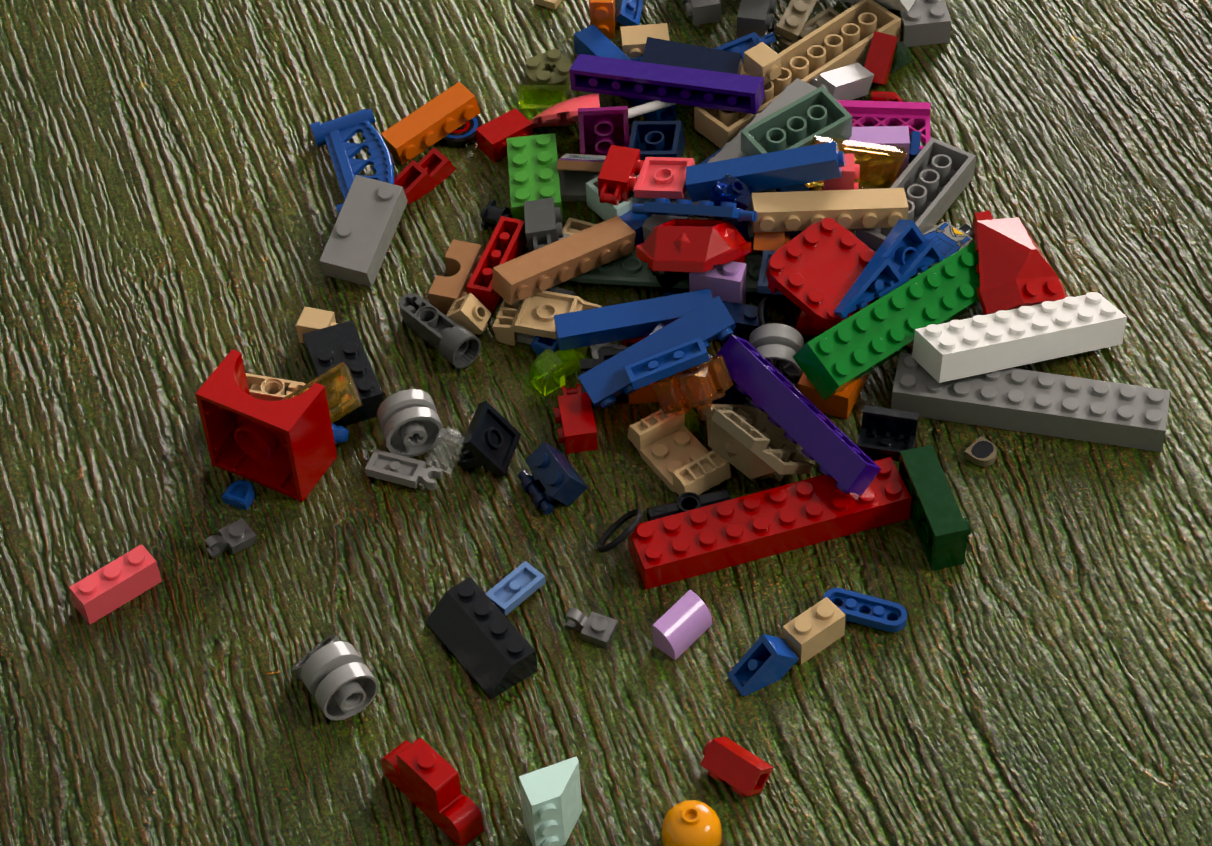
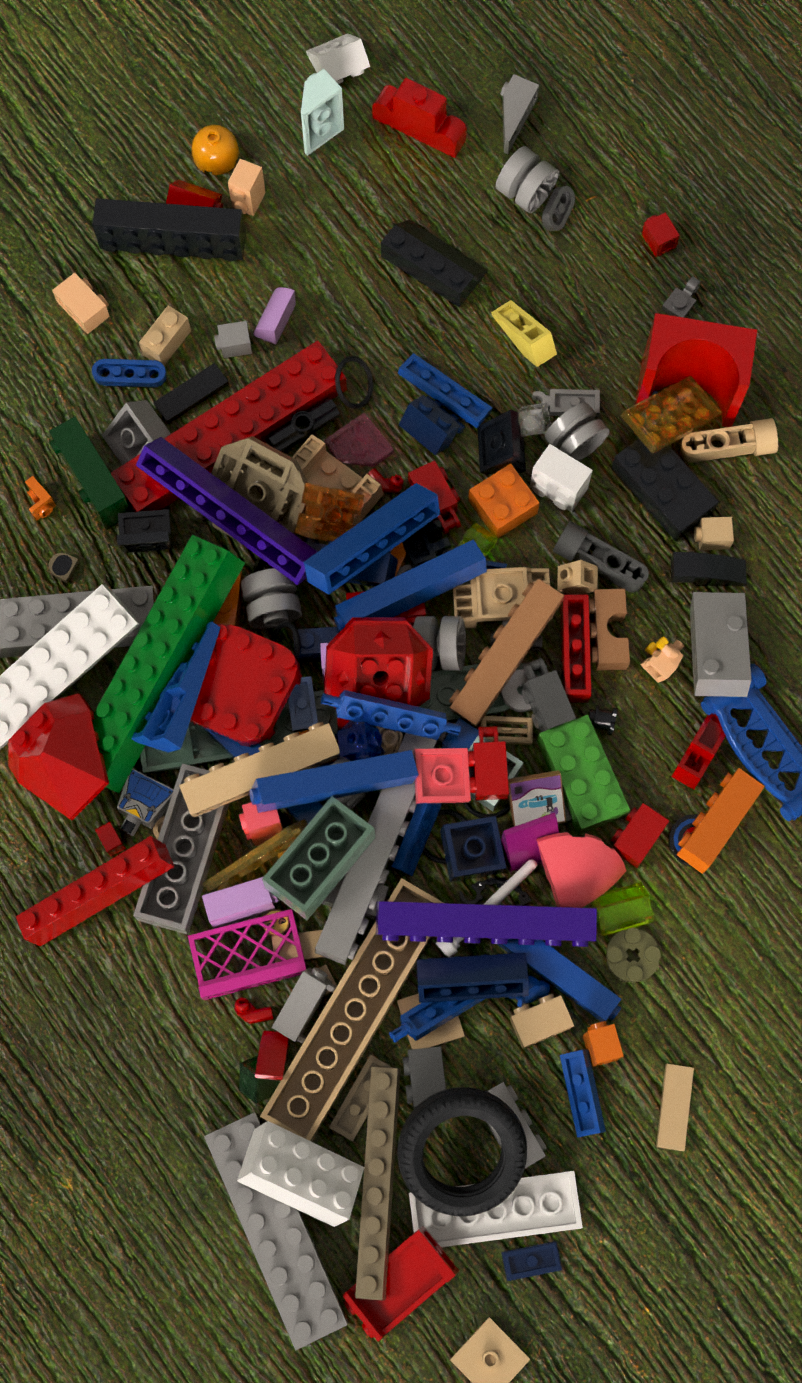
camera: 160 degrees right, 25 degrees up
(115, 584) = (752, 224): coral brick -> none
(219, 601) = (660, 234): none -> red brick
(307, 783) = (518, 100): none -> light grey slope
(343, 300) = (707, 569): none -> black slope
(416, 542) = (526, 333): none -> light yellow slope
(419, 243) = (665, 660): none -> light nougat piece
(448, 389) = (560, 478): none -> white brick
(512, 393) = (503, 501): none -> orange brick
(516, 587) = (424, 314): medium blue plate -> none
(525, 510) = (445, 390): none -> blue plate
(595, 629) = (346, 299): flat silver plate -> none
(617, 284) = (447, 641): none -> light grey wheel
(622, 446) = (391, 484): none -> red arm
(635, 485) = (359, 443): none -> clear pink plate
(667, 363) = (355, 511): blue plate -> none
(668, 755) = (246, 187): none -> light nougat brick
(736, 611) = (233, 339): none -> light grey brick
(762, 62) = (389, 978): tan brick -> none
(762, 664) = (197, 296): blue slope -> none
(777, 730) = (169, 229): none -> black brick
(800, 578) = (191, 393): none -> black tile
(870, 543) = (132, 429): none -> light grey slope
(901, 692) = (81, 302): none -> light nougat brick
(914, 145) = (202, 922): blue tile -> none
(992, 511) = (43, 501): none -> orange bracket
(1006, 176) = (95, 891): none -> red brick

